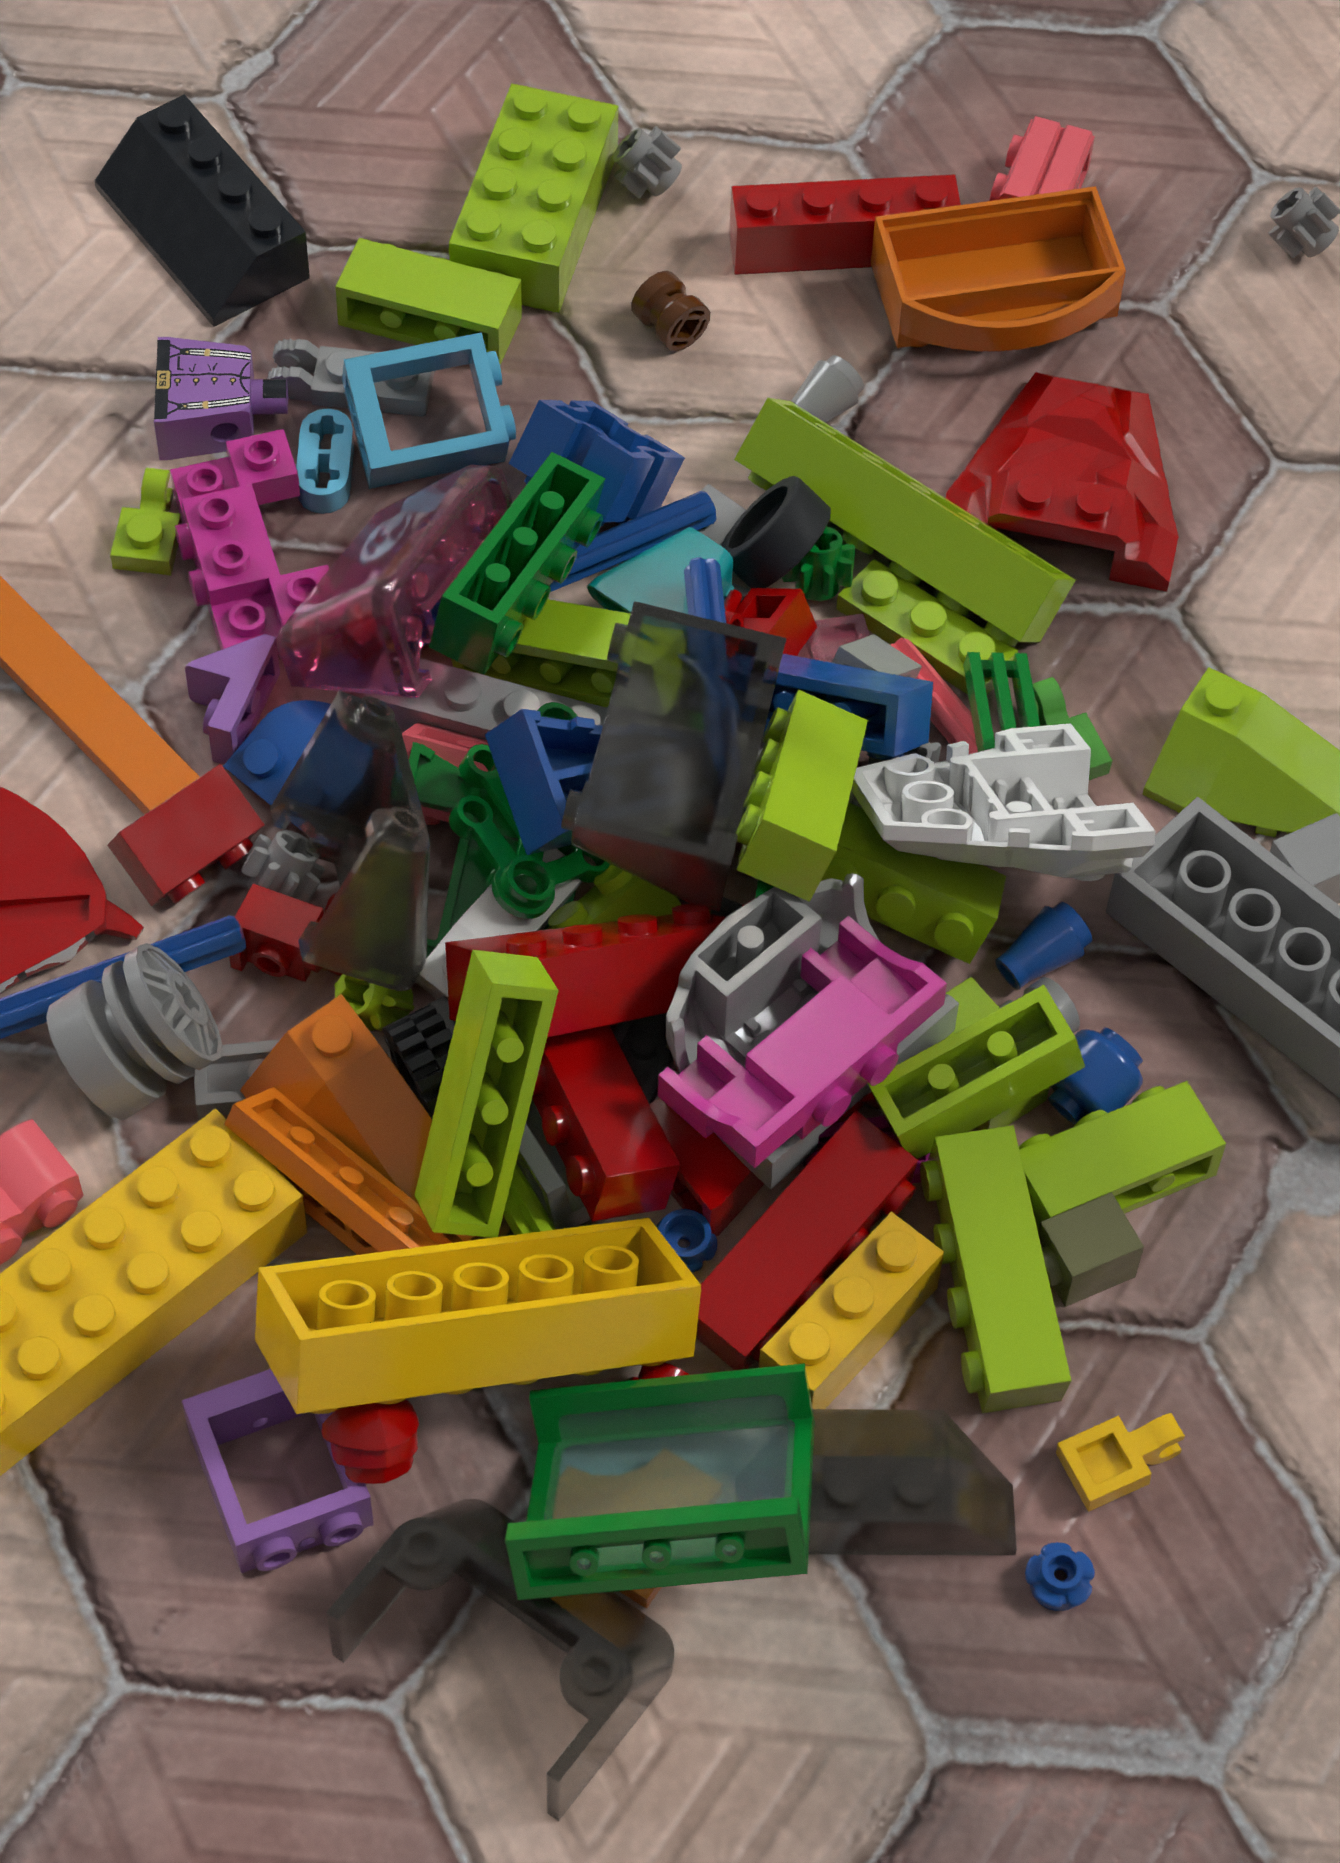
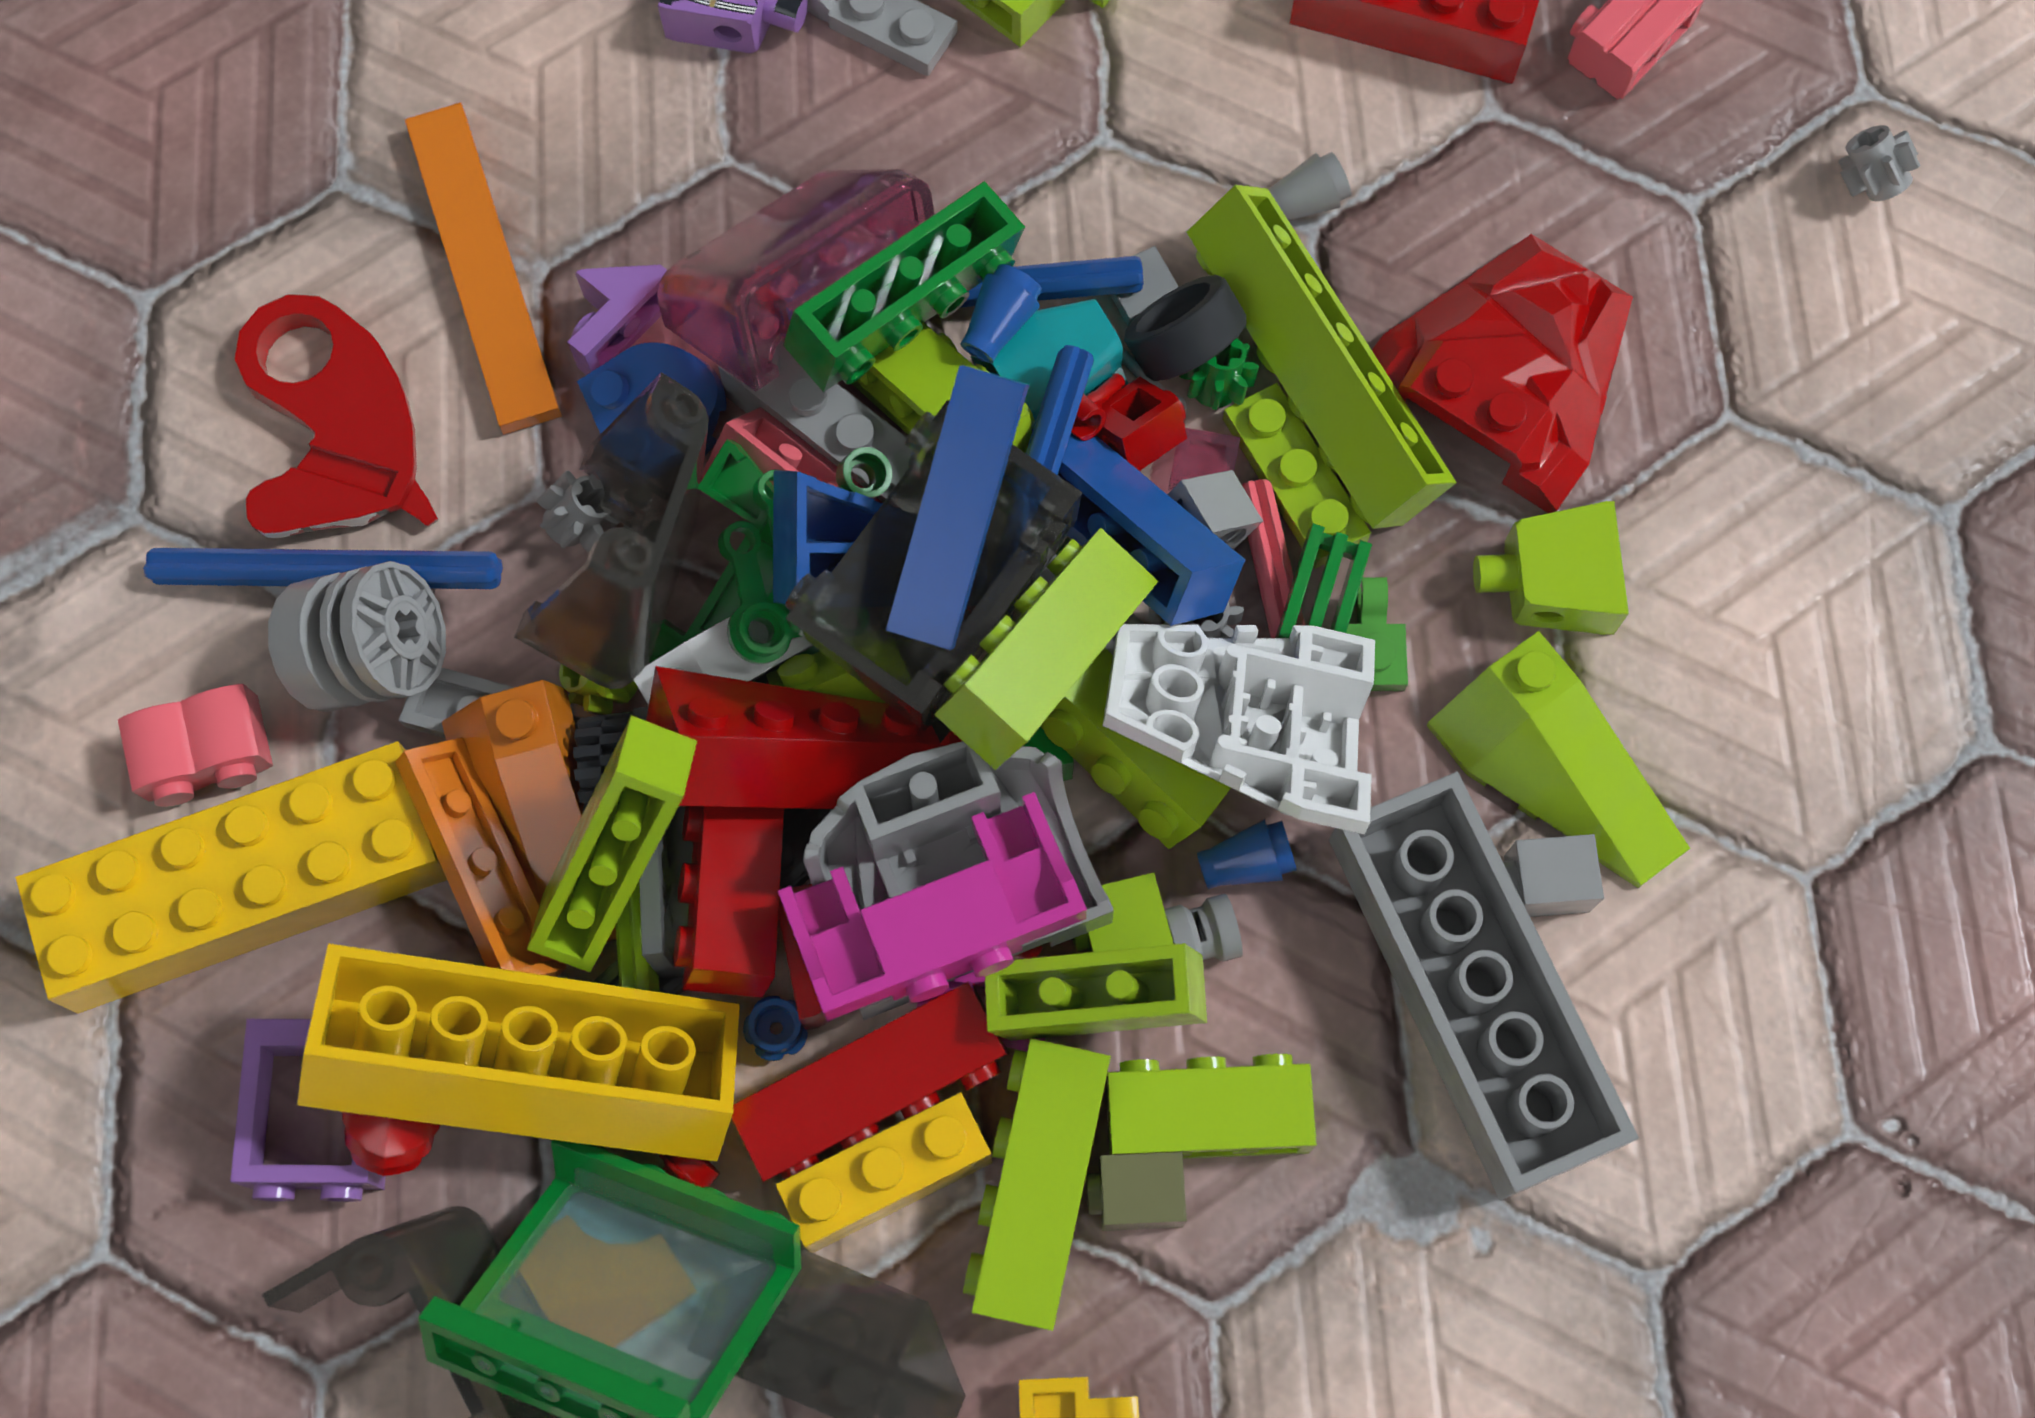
camera: 25 degrees right, 15 degrees up
(147, 535) = (619, 115): lime plate -> none
(186, 836) = (504, 447): red brick -> none
(230, 542) = (682, 151): dark pink bracket -> none
(272, 932) = (536, 565): red brick -> none
(336, 461) = (800, 88): medium azure beam -> none
(390, 467) = (857, 73): medium azure window -> none
(614, 551) = (1001, 310): none -> blue cone
(634, 464) = (1051, 187): blue brick -> none
(666, 306) = (1202, 49): reddish brown wheel -> none
(681, 688) = (957, 507): none -> blue tile
(998, 271) = (1535, 110): orange piece -> none
(1106, 1081) = (1238, 1016): blue head -> none
(1199, 622) = (1561, 571): none -> lime torso

